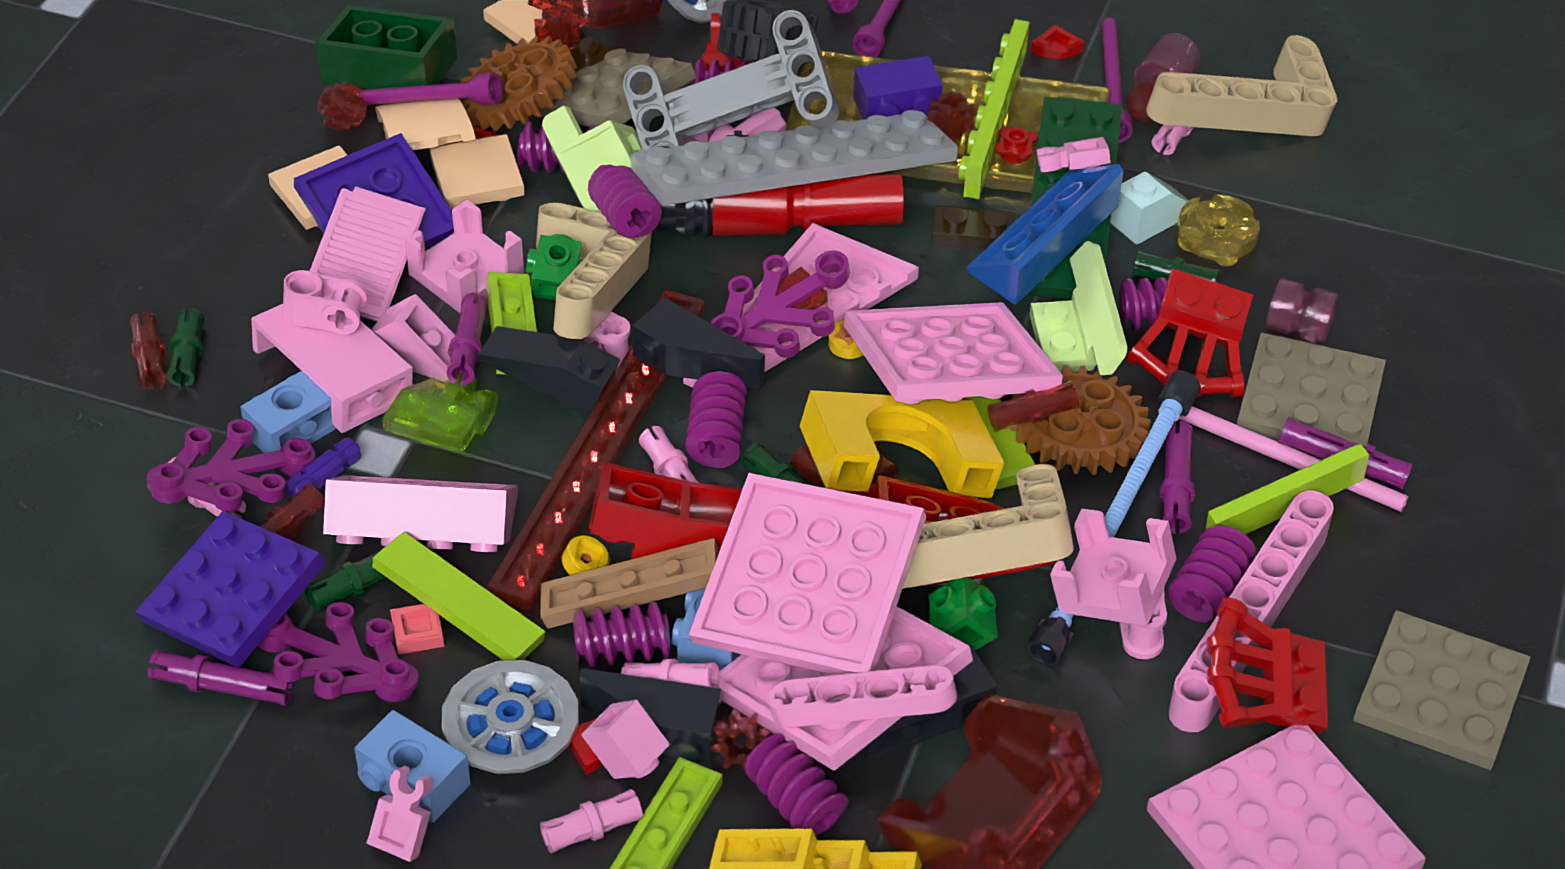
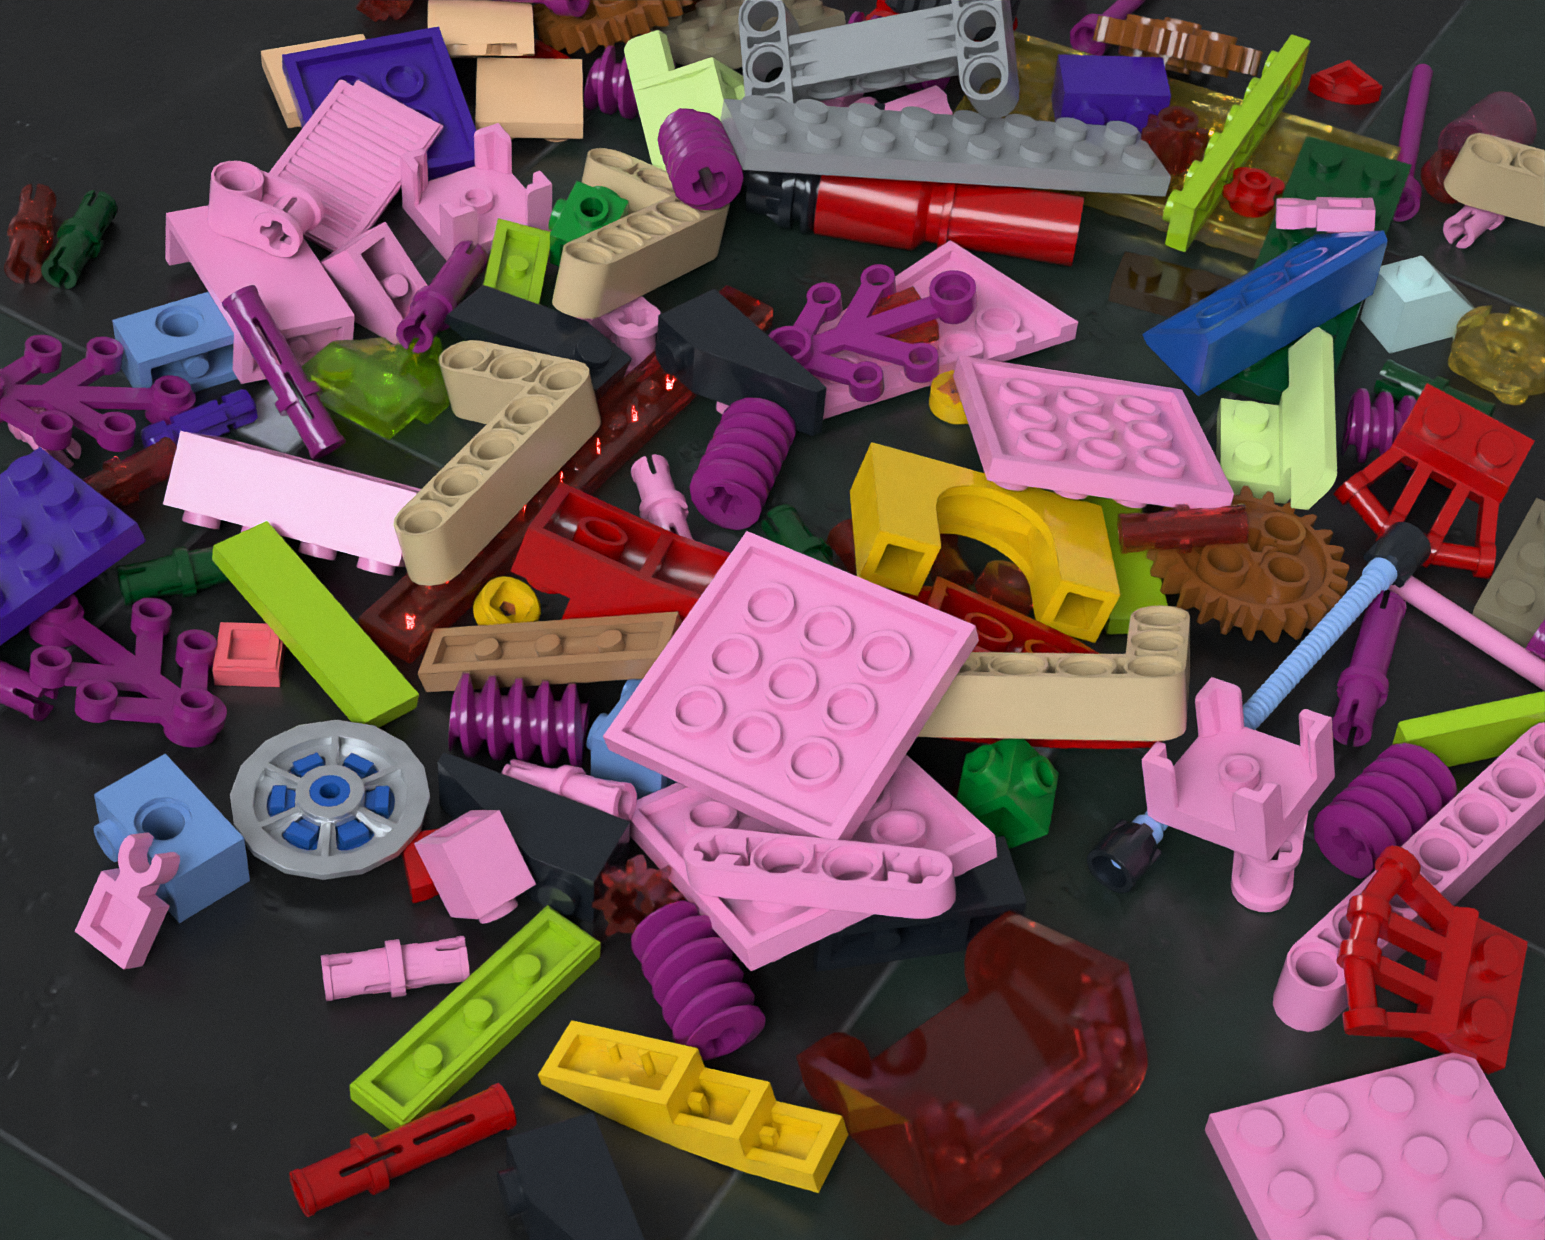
camera: 10 degrees right, 0 degrees up
(377, 420) = (317, 433): none -> magenta pin
(570, 419) = (536, 420): none -> tan beam
(920, 470) = (1006, 585): none -> clear red tile
(934, 40) = (1179, 44): none -> dark orange gear

